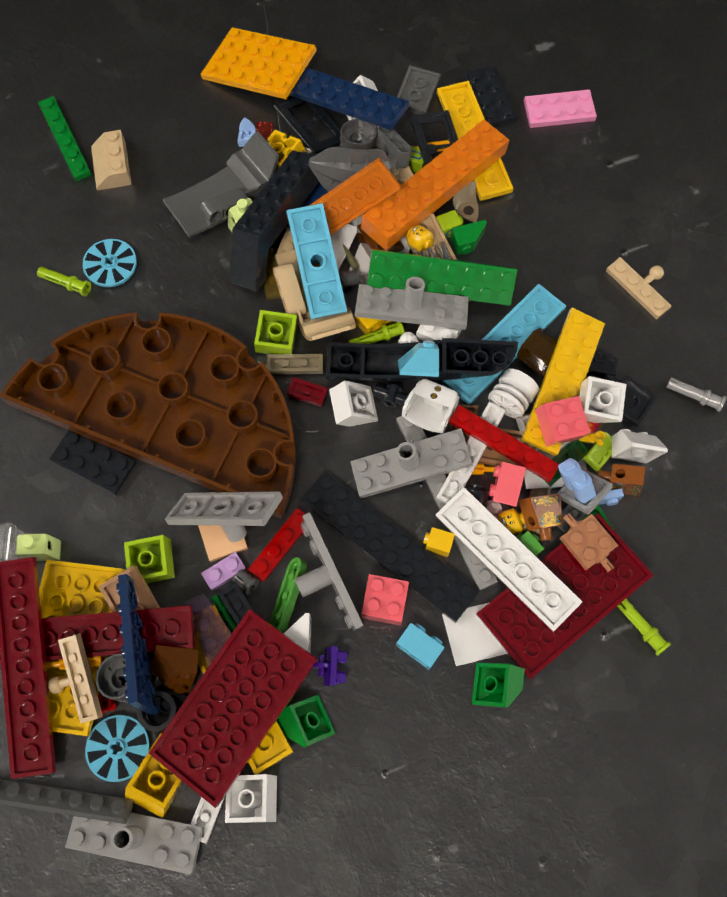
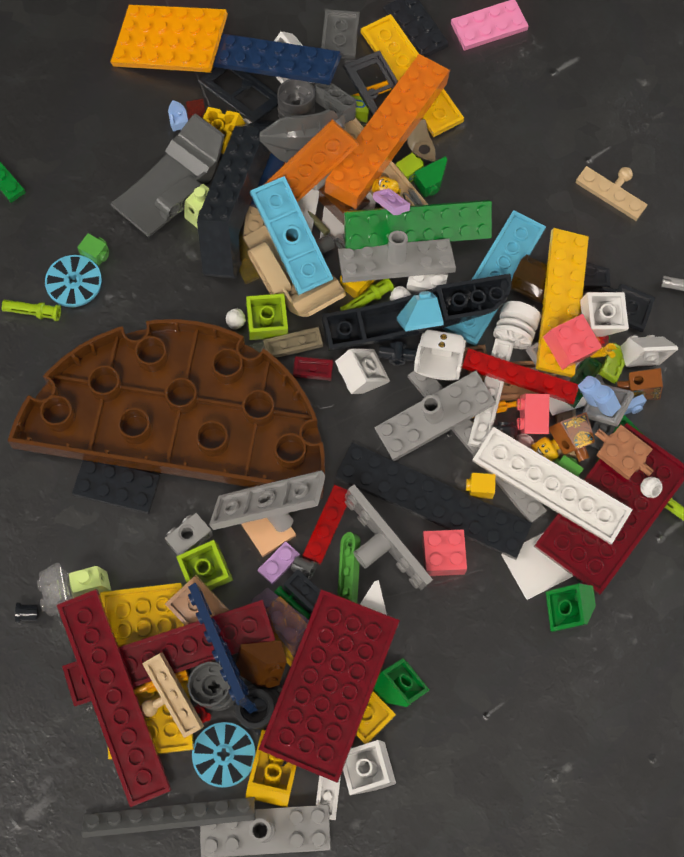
camera: 15 degrees left, 0 degrees up
(110, 161) = (42, 174): tan slope -> none
(136, 237) = (94, 249): none -> bright green brick
(155, 527) = (191, 523): none -> light grey brick
(247, 329) = (235, 318): none -> white piece
(328, 666) = (407, 627): dark purple hips -> none
(419, 249) = (391, 201): none -> lavender plate
(420, 645) = (489, 588): medium azure brick -> none
(607, 583) = (651, 487): none -> white piece

